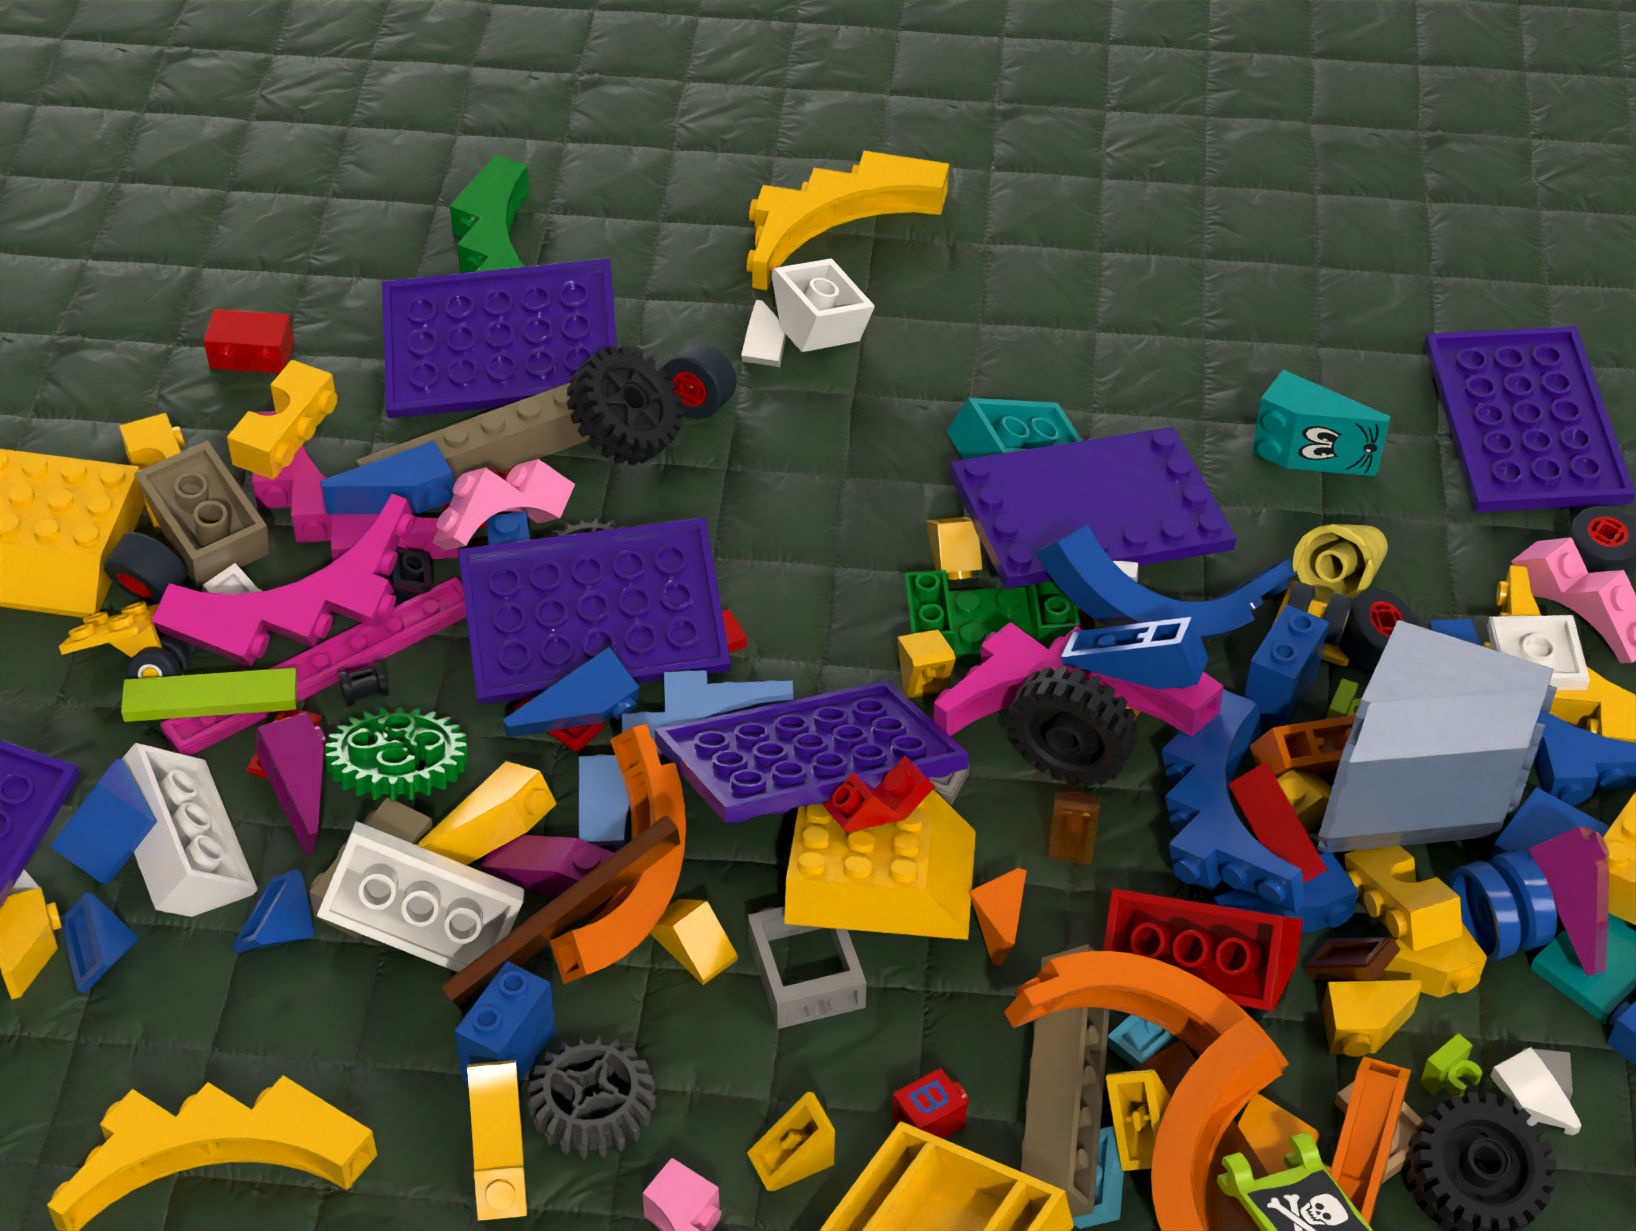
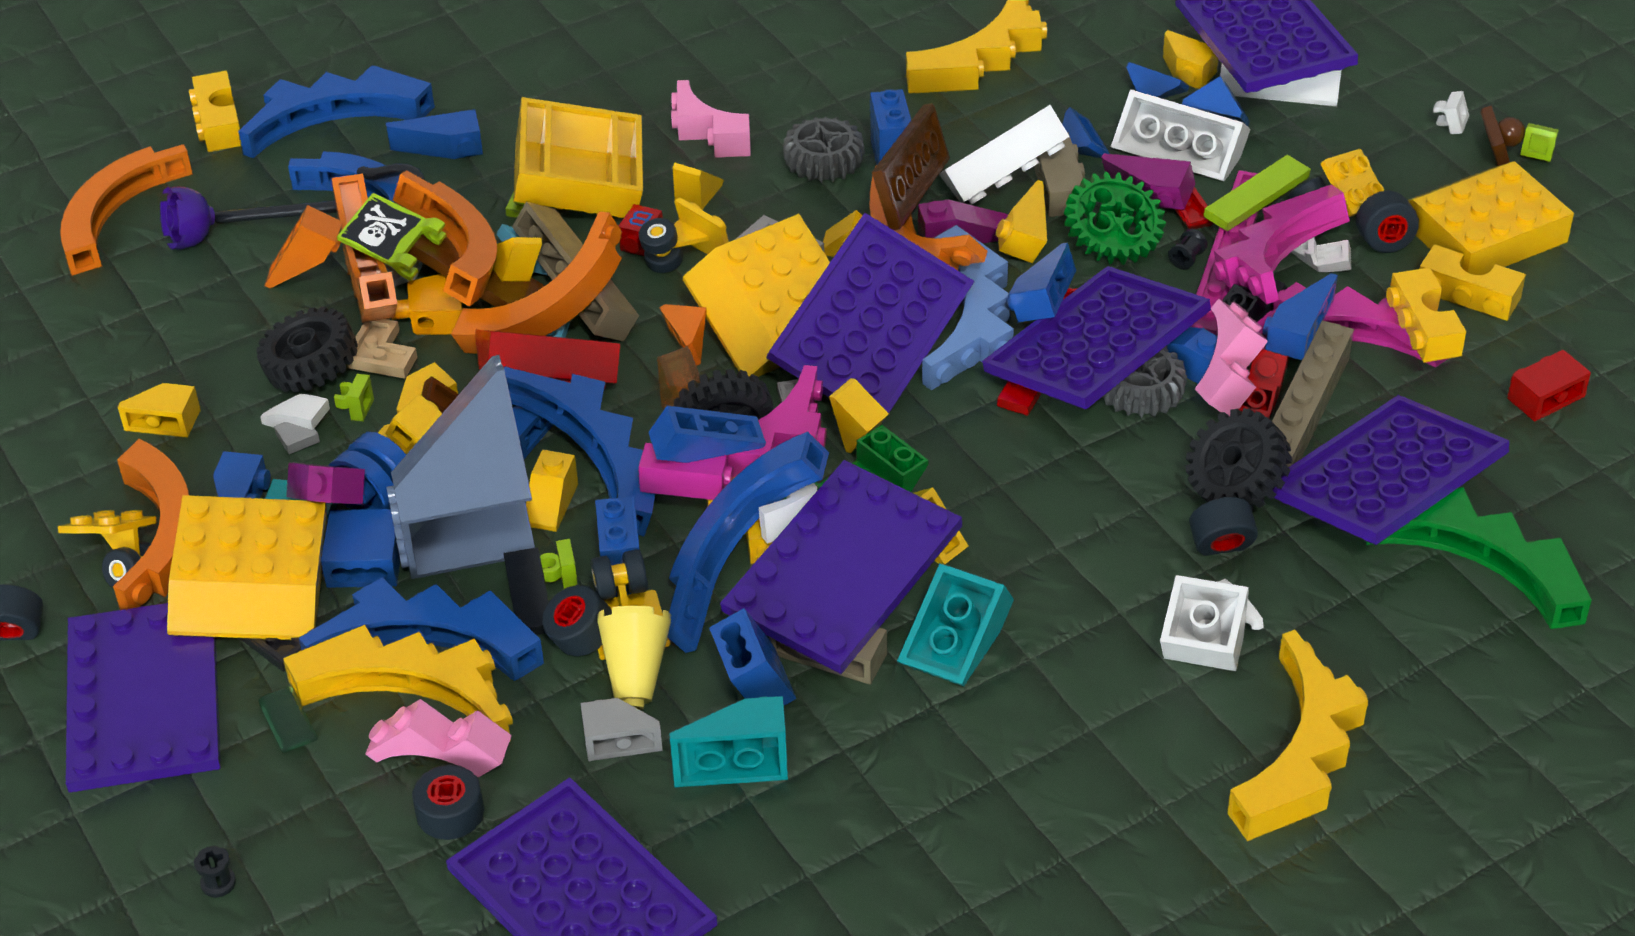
camera: 145 degrees right, 5 degrees down
(203, 513) = (1390, 248): dark tan slope -> none
(497, 1140) = (837, 93): yellow slope -> none
(861, 806) = (793, 286): red slope -> none
(930, 1044) = (664, 239): none -> plate
(1250, 476) = (751, 658): none -> blue piece
(1276, 820) = (552, 434): red tile -> none
(1304, 746) = (563, 515): orange slope -> none
(1407, 521) = (618, 730): none -> light grey slope
(1545, 641) = (443, 650): white tile -> none

